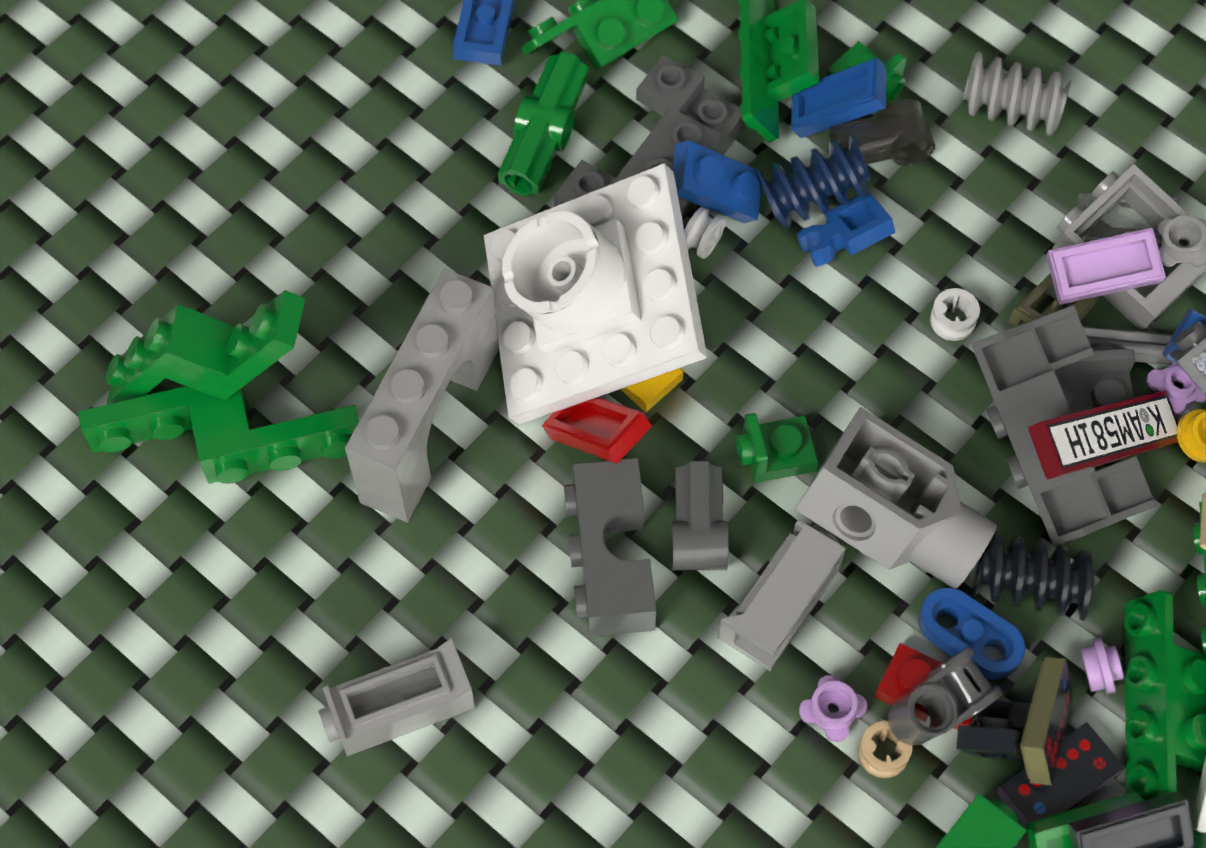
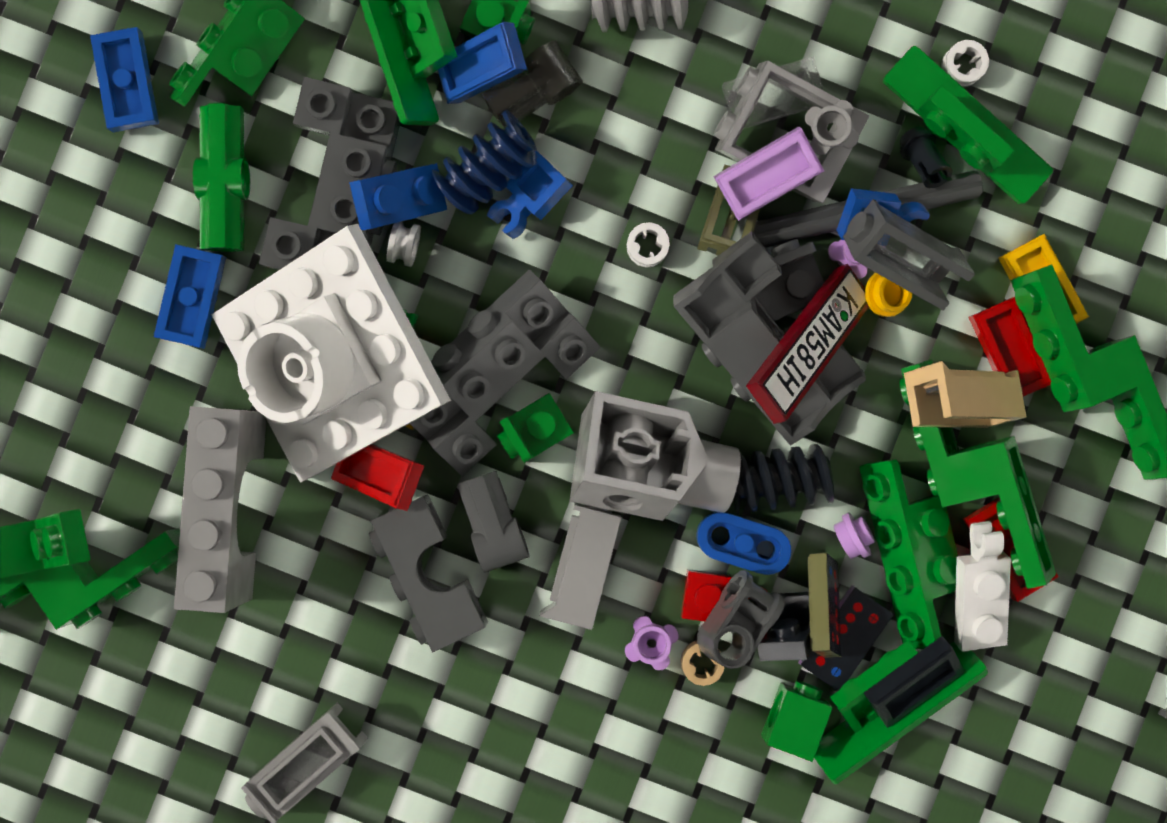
camera: 20 degrees left, 25 degrees up
(468, 214) = (190, 296): none -> blue plate
(753, 358) = (492, 358): none -> dark grey bracket

